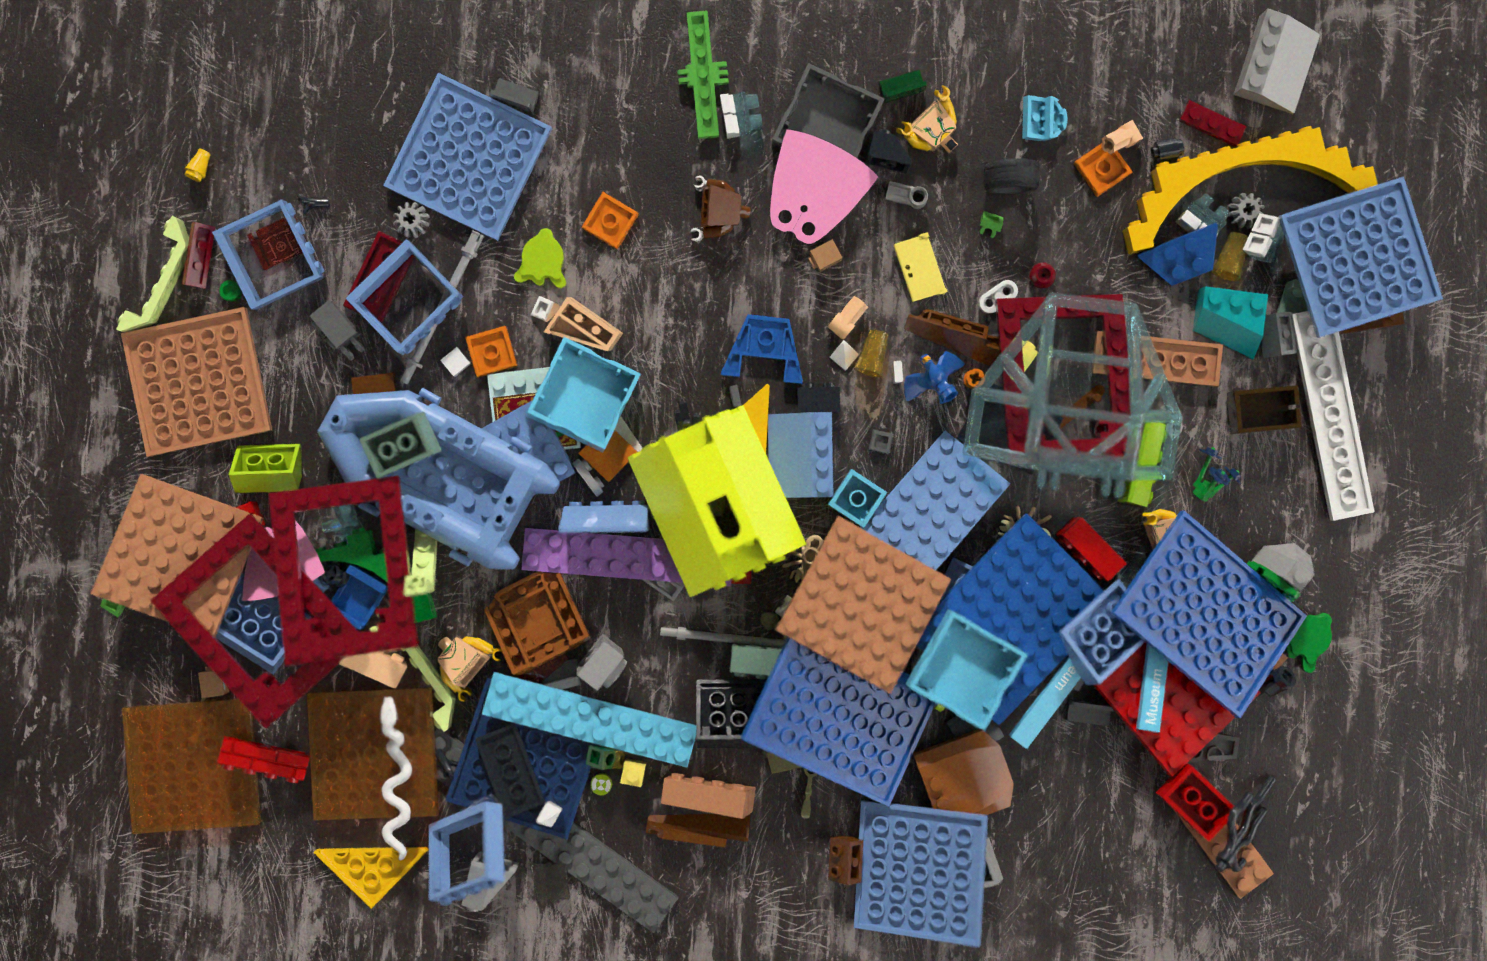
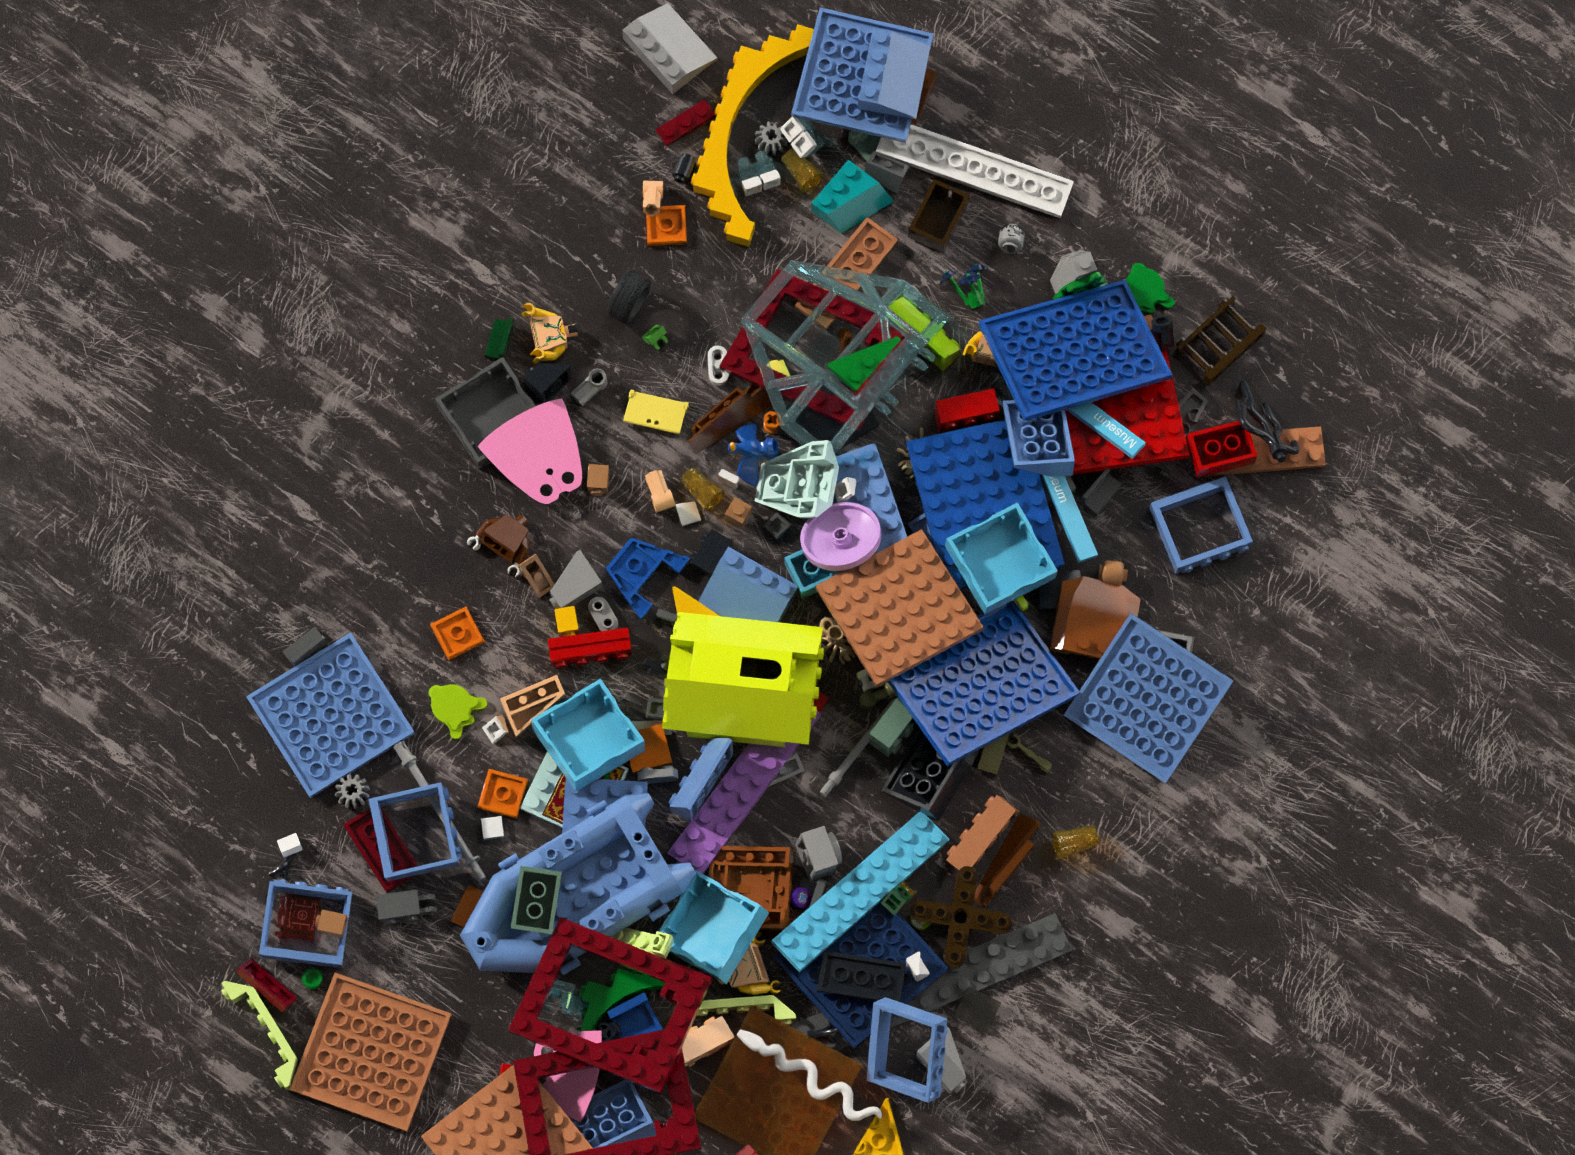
camera: 60 degrees left, 15 degrees down
(198, 165) = (193, 943): yellow cone -> none
(266, 468) = (481, 1036): lime slope -> none
(276, 278) = (331, 923): none -> medium nougat brick
(331, 196) = (289, 845): none -> white tile
(476, 611) = (713, 926): none -> medium azure tile
(554, 669) = (800, 897): none -> tile
(608, 827) = (962, 904): none -> dark brown piece
(633, 772) = (926, 884): light yellow brick -> none
(647, 436) = (655, 709): none -> dark grey tile
(667, 345) = (589, 647): none -> red brick
(677, 311) = (566, 621): none -> yellow brick
(702, 258) = (536, 575): none -> medium nougat slope
(703, 74) = (388, 488): bright green hinge -> none
(704, 338) = (603, 614): none -> light grey plate
(717, 295) = (575, 583): none -> light grey slope
(736, 113) = (437, 479): clear light blue hips -> none
(752, 878) = (1074, 840): none -> clear yellow plant
(845, 860) = (1104, 754): reddish brown brick -> none
(870, 400) = (738, 513): none -> medium nougat brick
(899, 510) = (841, 537): none -> lavender dish
(931, 439) = (800, 480): none -> light aqua wedge
(948, 484) = (845, 489): none -> white slope
(1019, 767) = (1112, 572): none -> medium nougat head
(1039, 281) = (723, 327): dark red plate -> none
(1042, 118) = (597, 247): medium azure slope -> none
(1067, 432) = (857, 367): none -> green wing
(1082, 796) = (1206, 558): none -> medium blue window
(1183, 256) = (777, 205): blue wing -> none
(1282, 488) = (1011, 238): none -> light grey head
(1286, 750) = (1225, 359): none -> dark brown fence
(1379, 286) = (893, 74): none -> medium blue slope

